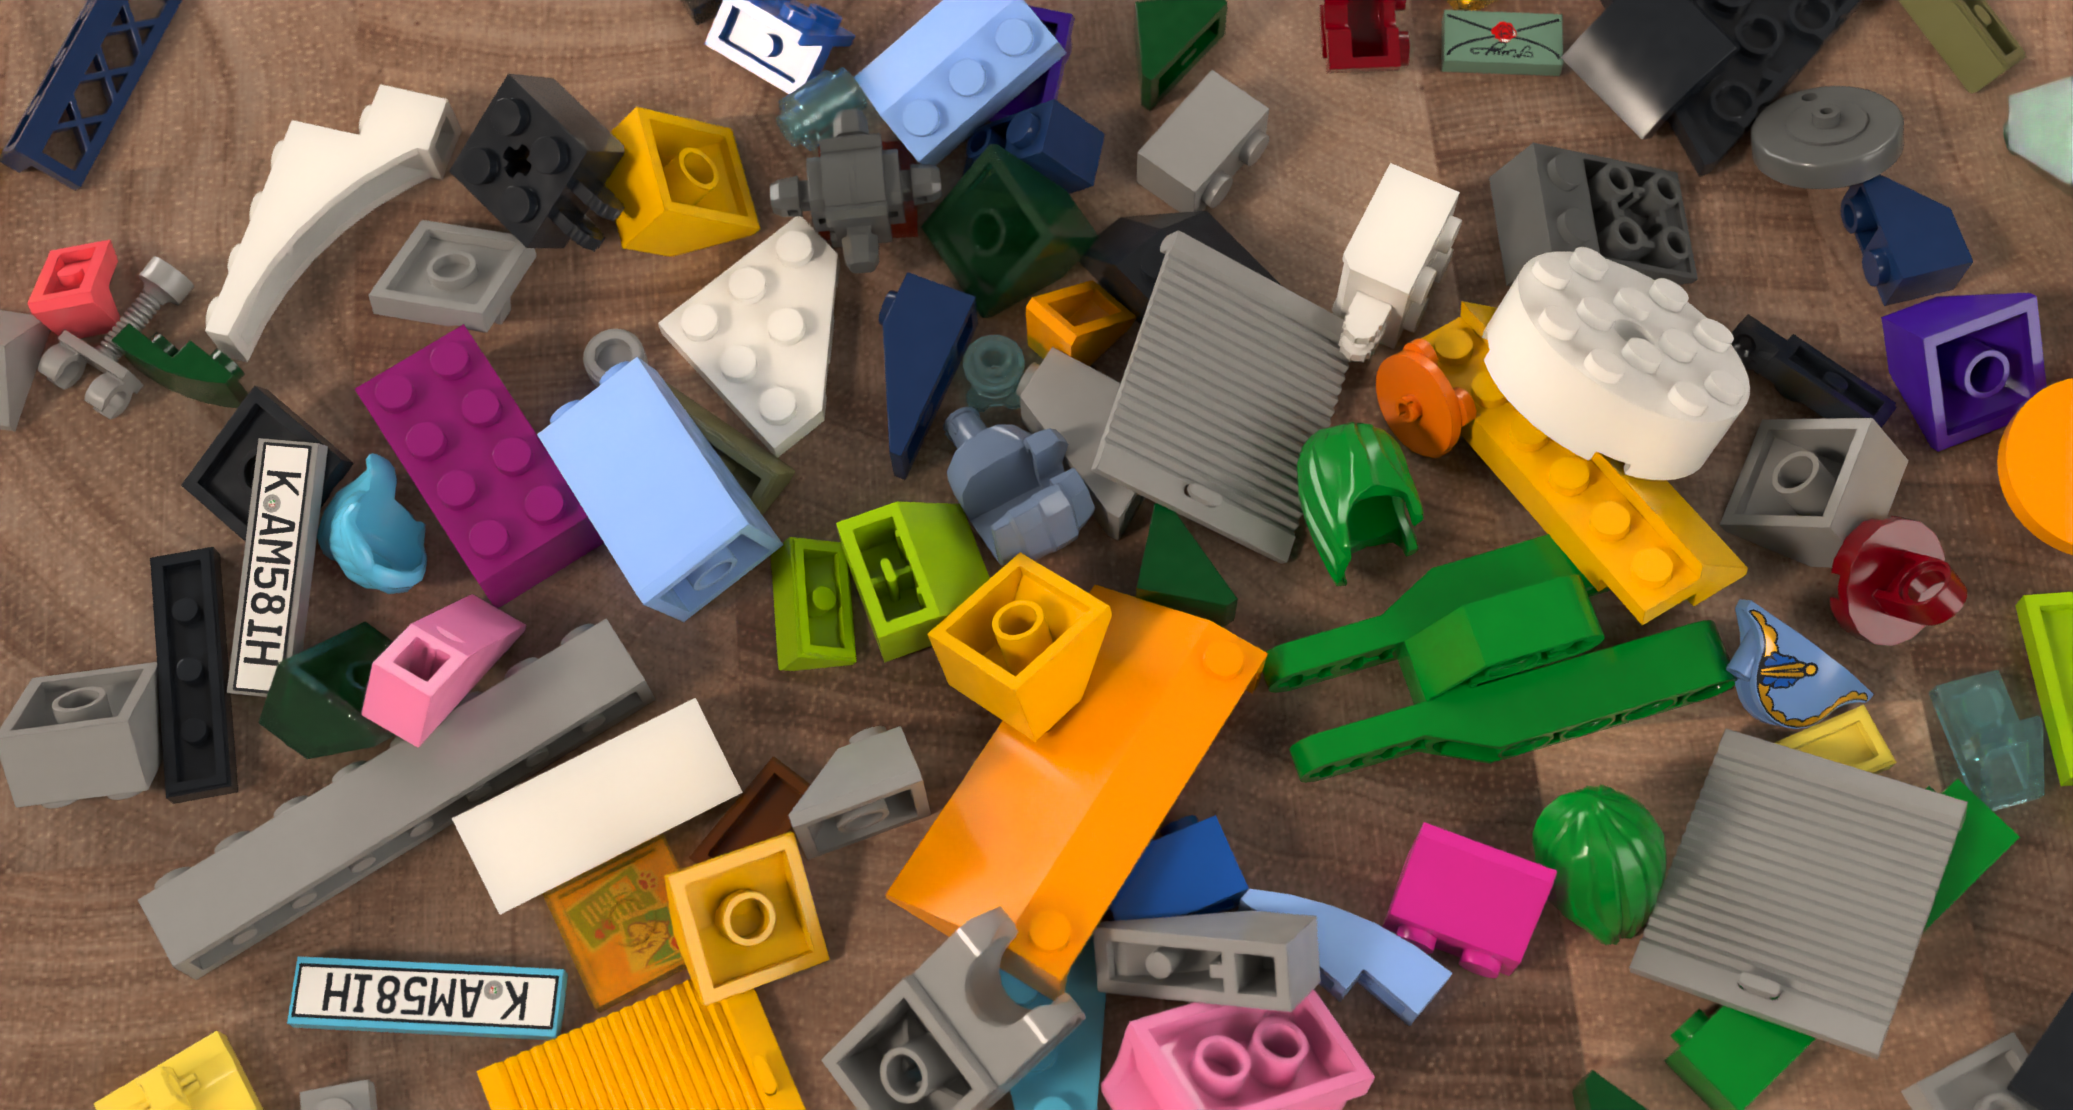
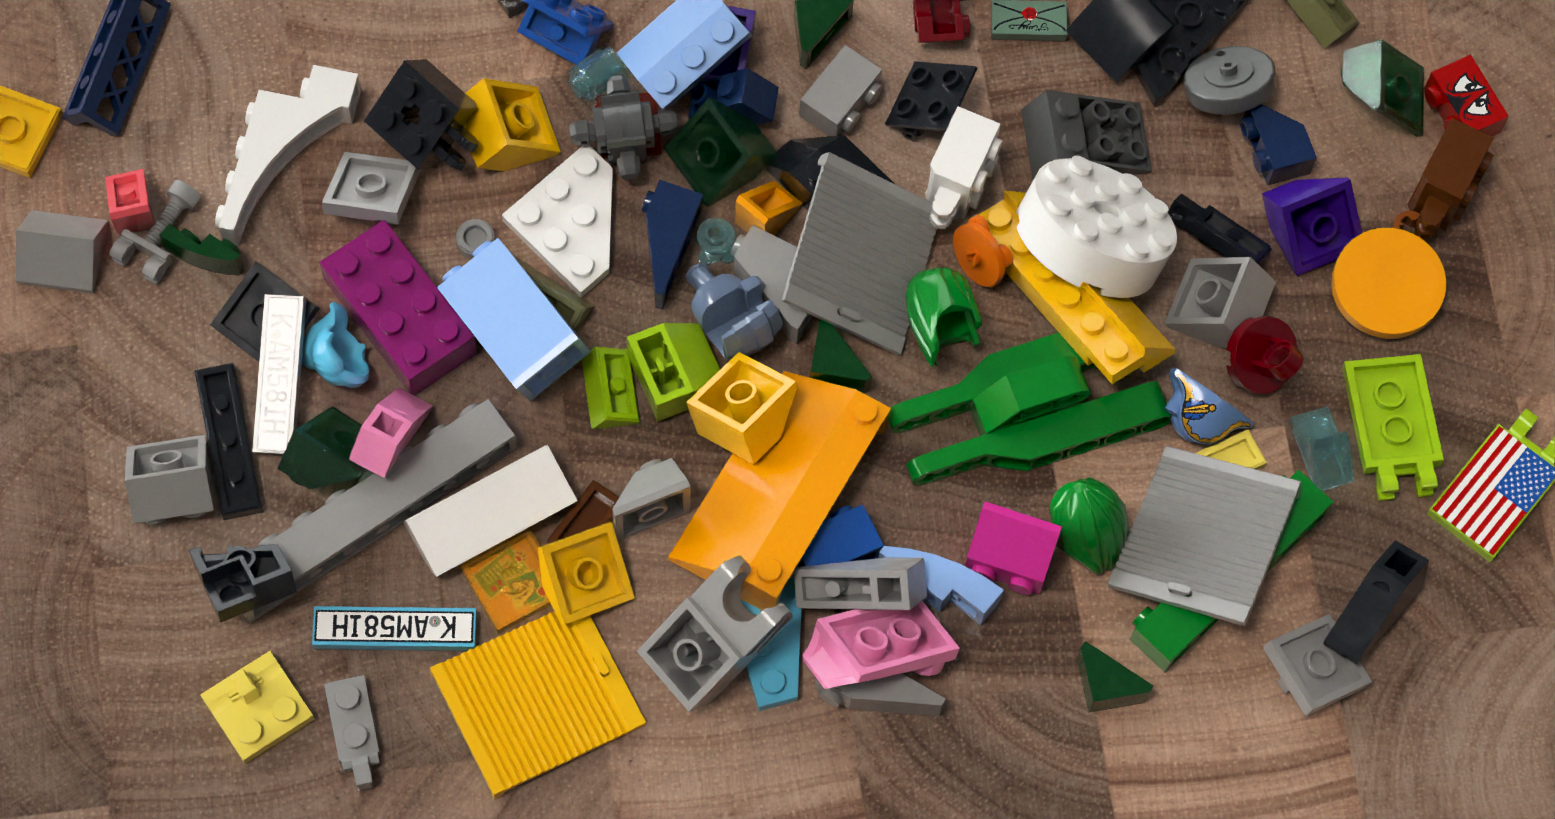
camera: 10 degrees left, 0 degrees up
(171, 911) = (243, 578): none -> black slope
(1344, 154) = (930, 97): none -> black hinge

